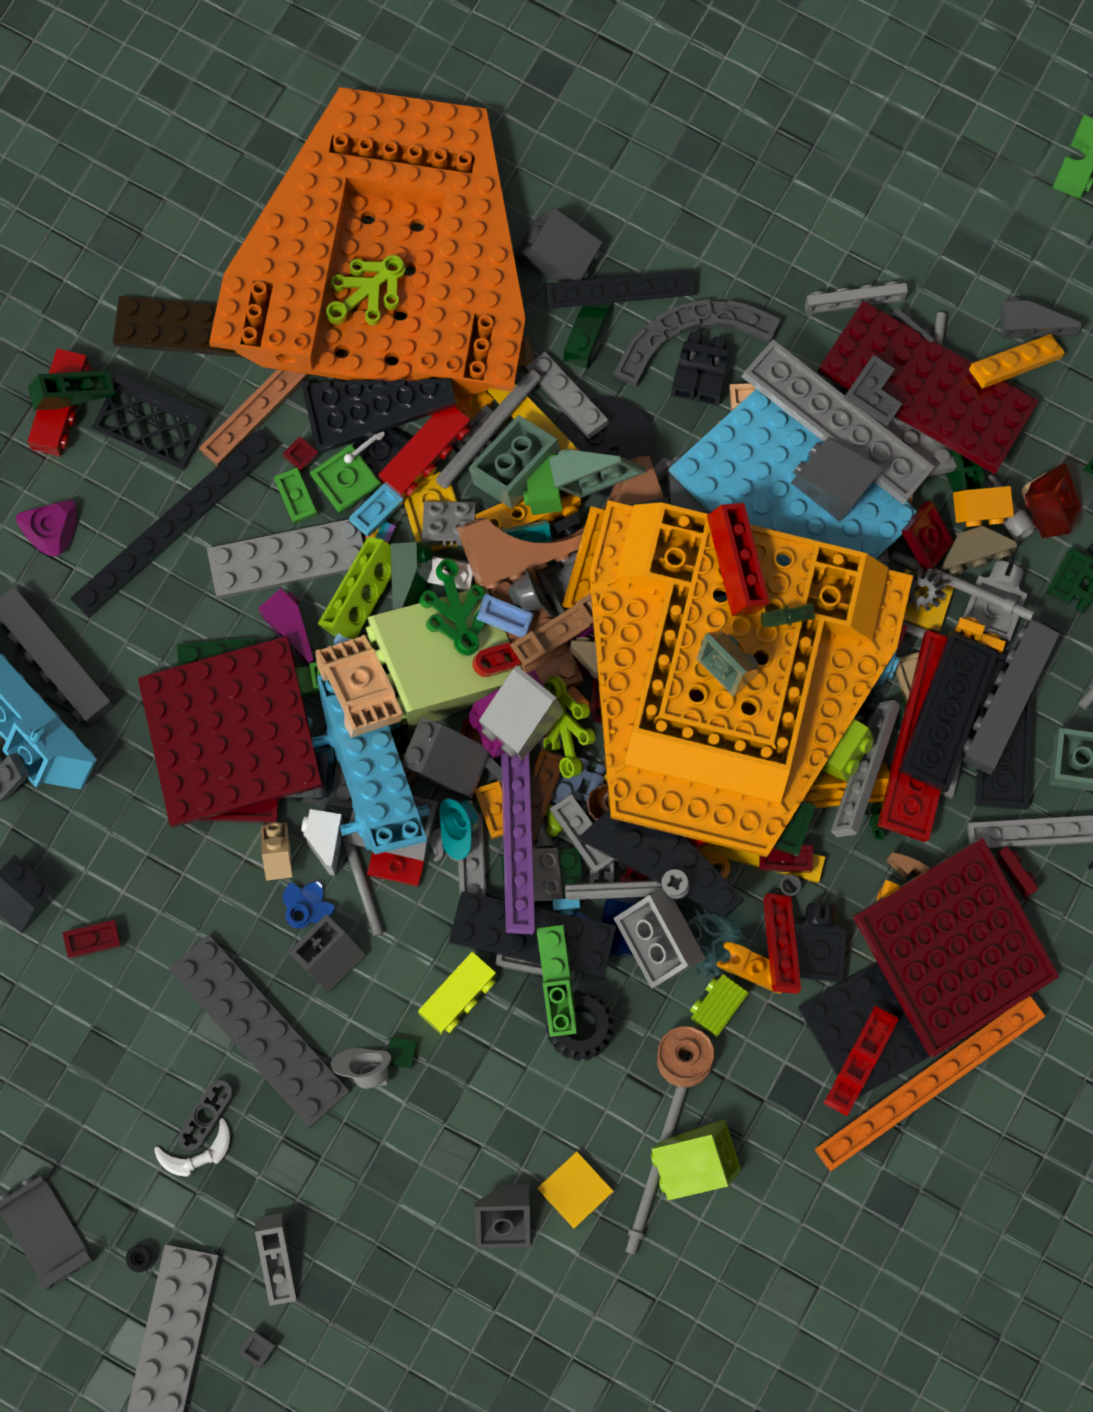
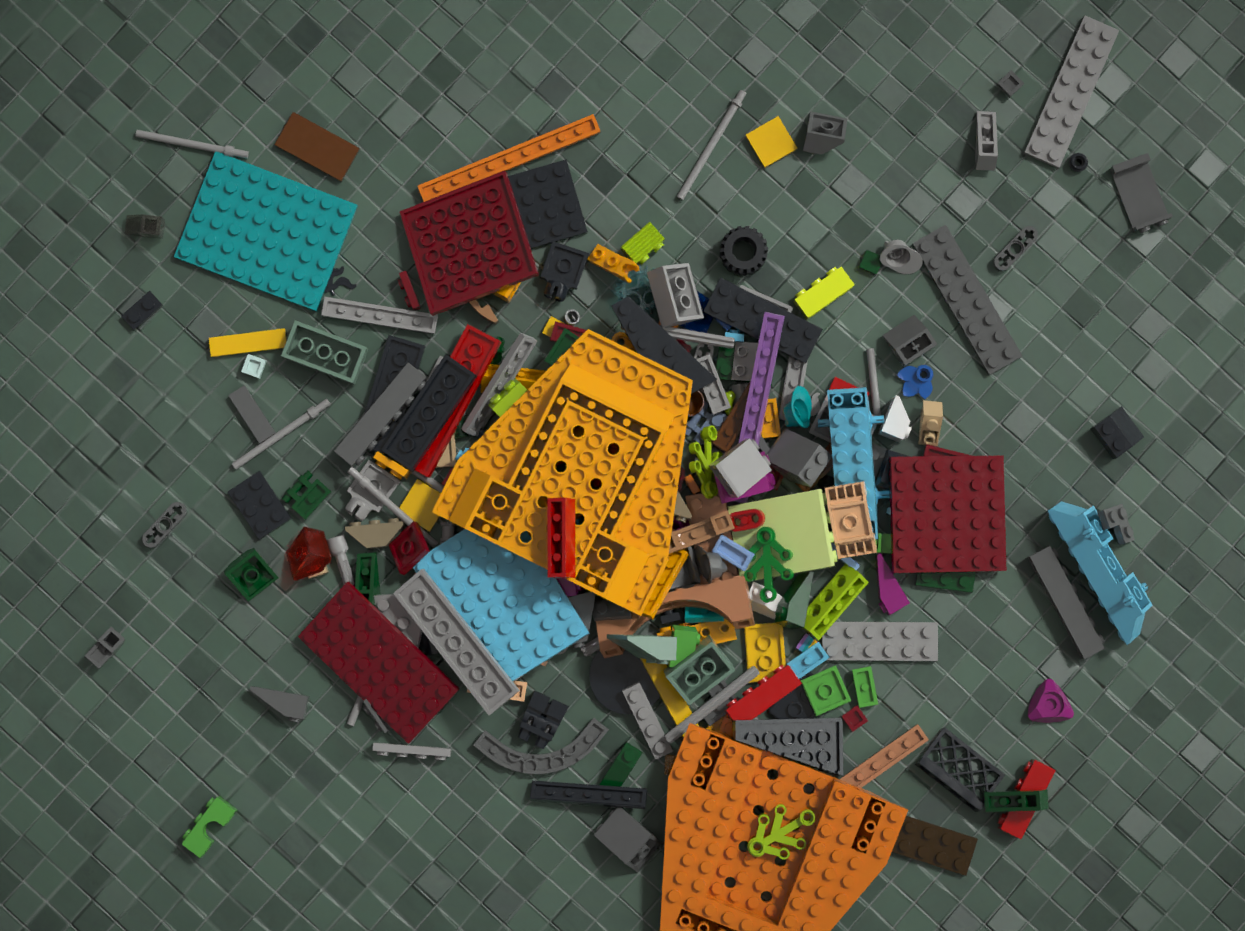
camera: 170 degrees left, 10 degrees up
(91, 939) = (1072, 389): dark red plate -> none
(173, 523) = (957, 687): black plate -> none
(214, 1154) = (1014, 221): white piece -> none
(349, 458) = (820, 703): white hinge -> none
(442, 519) = (757, 640): light grey hinge -> none
(557, 980) = (754, 279): bright green slope -> none
(678, 888) = (652, 325): light grey wheel -> none
(688, 1041) = (671, 224): nougat wheel -> none
(696, 1161) = (684, 139): lime slope -> none
(727, 662) = (586, 463): sand green slope -> none
(781, 943) = (589, 275): red plate -> none
(787, 615) = (534, 490): clear green axle -> none
(834, 477) = (469, 597): dark grey slope -> none
(861, 1060) = (554, 182): red slope -> none
(868, 393) = (428, 658): dark grey plate -> none
(929, 597) = (421, 508): dark grey gear -> none
(982, 505) = (362, 561): light orange brick -> none
(1016, 361) = (305, 670): light orange plate -> none

